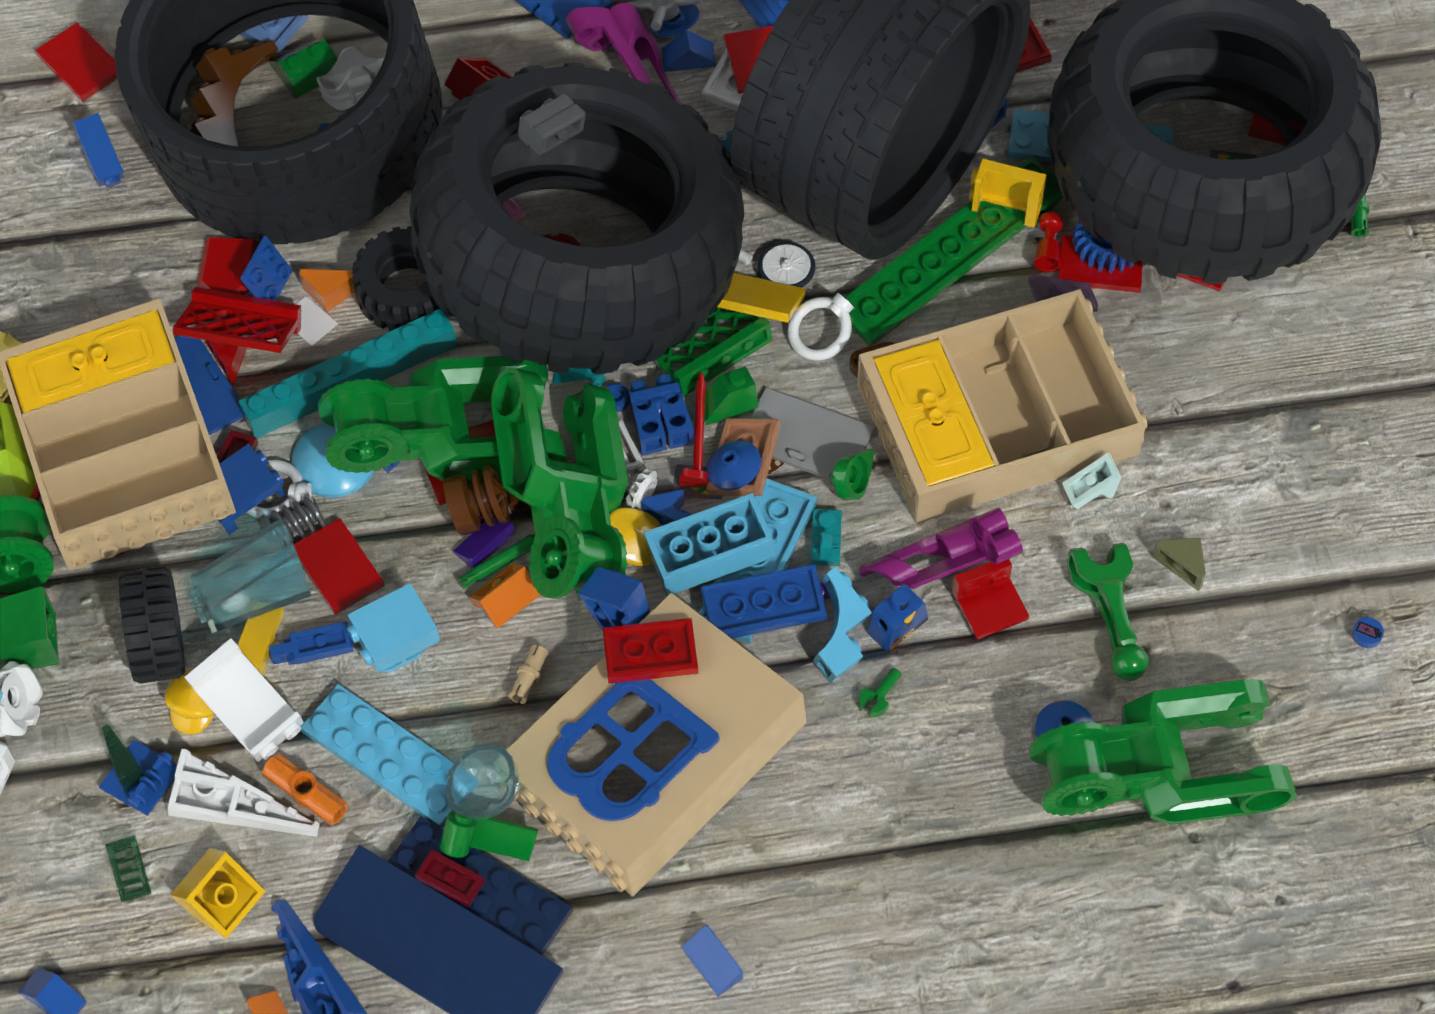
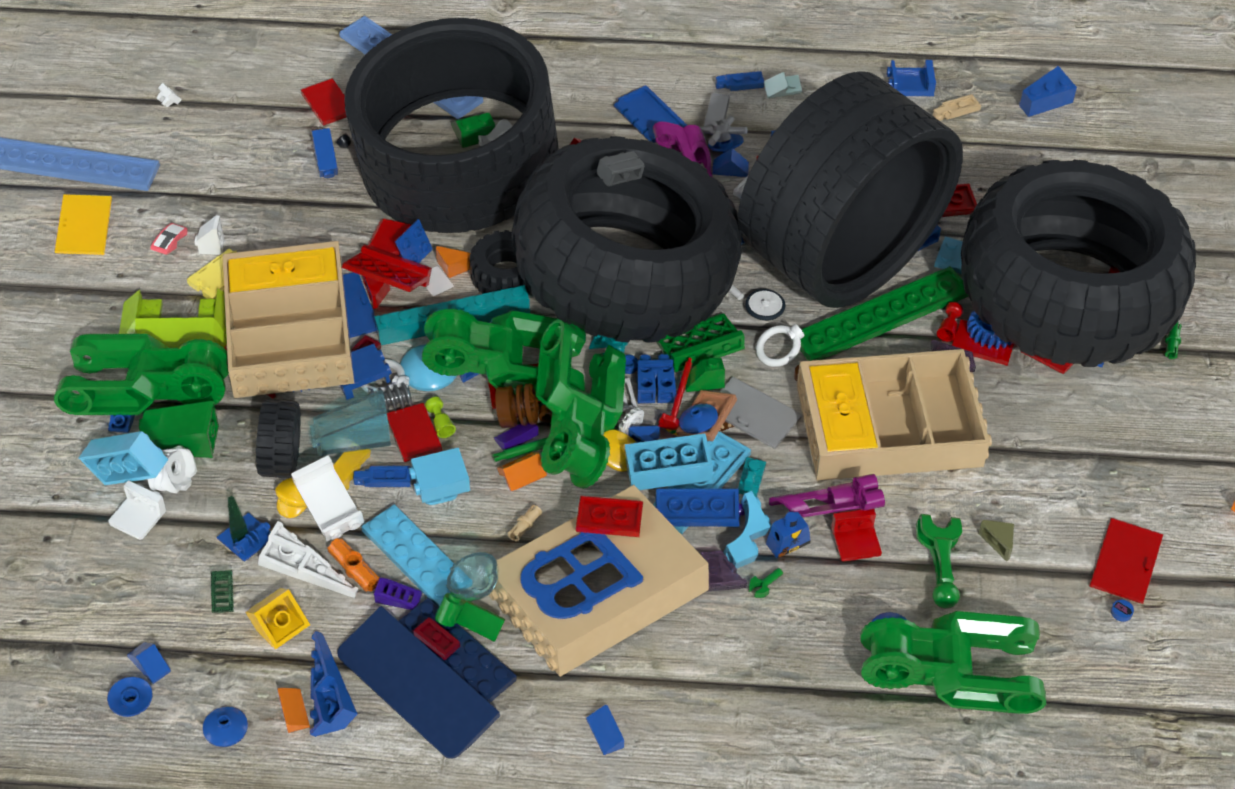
camera: 10 degrees right, 10 degrees down
(120, 122) = (343, 141): none -> black hinge
(222, 79) = (418, 122): reddish brown arch -> none
(365, 830) = (392, 586): none -> dark purple slope
(375, 544) = (442, 422): none -> lime piece
(614, 598) = (593, 478): blue wedge -> none
(762, 298) = (741, 318): yellow tile -> none
(819, 690) = (722, 573): none -> clear purple wing
(852, 474) = (778, 439): green piece -> none
(1009, 188) = (928, 279): yellow panel -> none
(1096, 479) = (947, 474): light aqua slope -> none
(1353, 557) = (1124, 560): none -> red container

